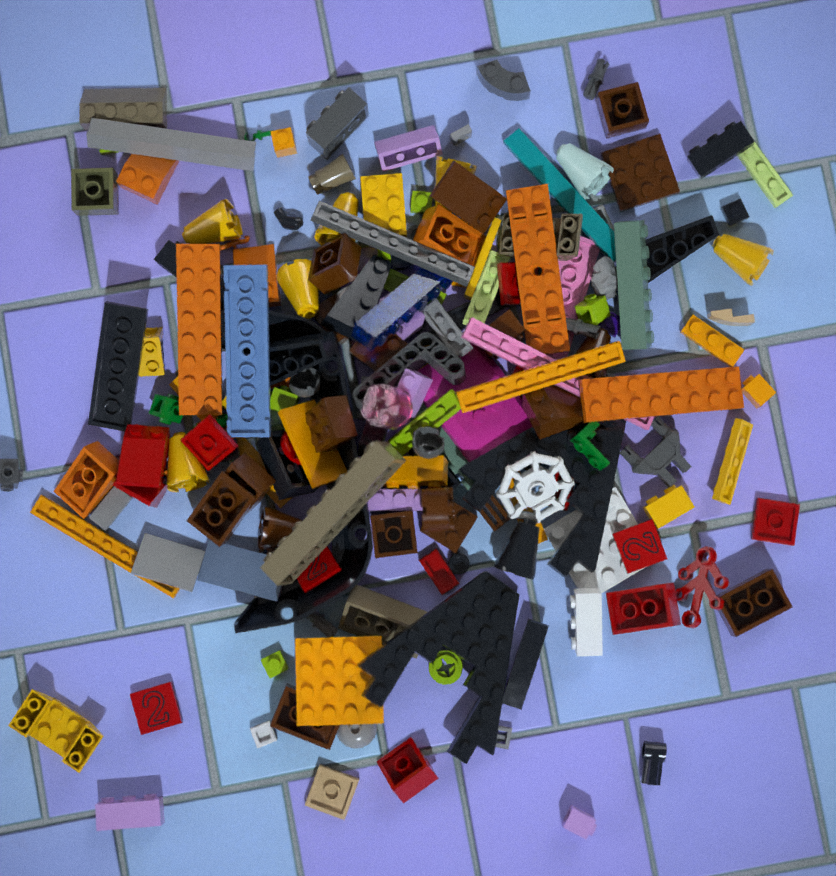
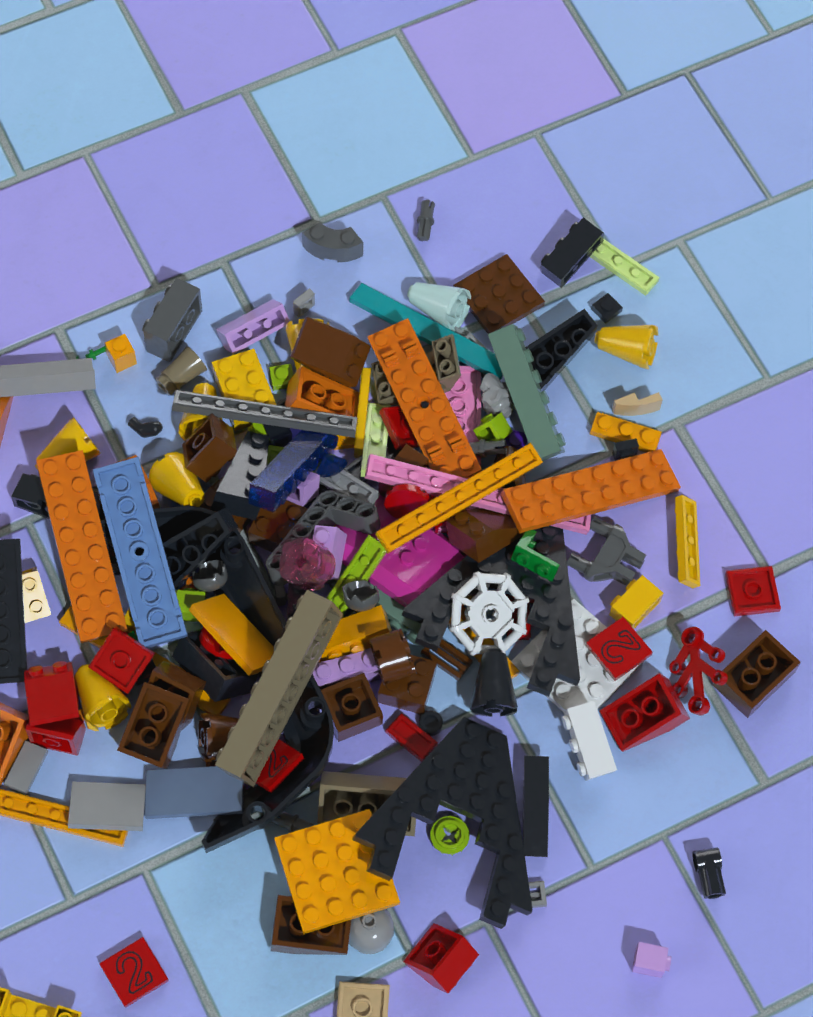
camera: 25 degrees left, 20 degrees down
(166, 409) = (64, 644): green brick -> none
(233, 243) = (93, 464): orange hand -> none
(263, 734) = (265, 966): white tile -> none
(274, 664) = (257, 885): lime plate -> none
(331, 424) = (250, 604): reddish brown brick -> none
(438, 308) = (331, 465): none -> clear blue tile
(493, 365) = (404, 499): none -> red tile
(622, 110) = (461, 239): reddish brown brick -> none
(706, 360) = (625, 449): none -> black plate
(757, 390) = (688, 466): light orange brick -> none

